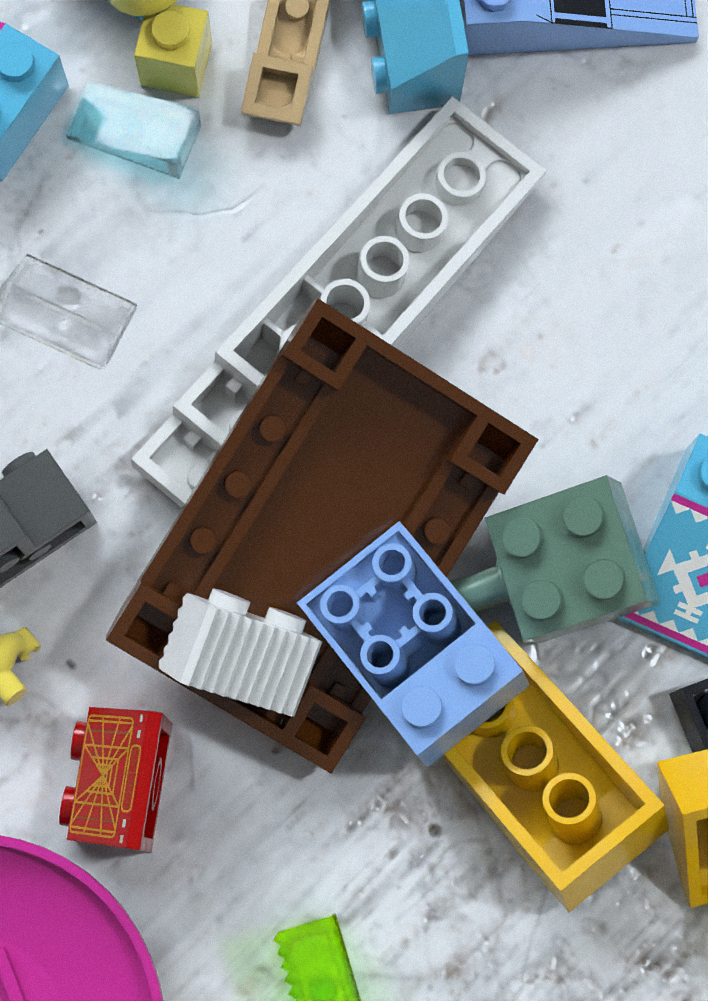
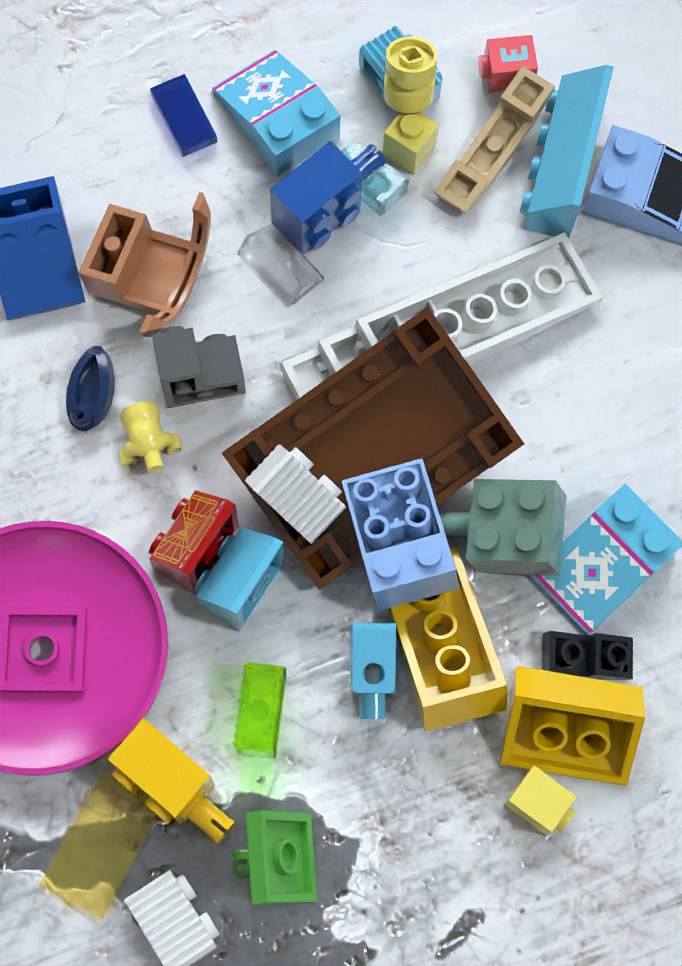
camera: 25 degrees right, 5 degrees down
(83, 185) = (321, 195): none -> blue brick
(208, 804) = (240, 577): none -> medium azure slope
(449, 826) = (372, 645): none -> medium azure torso

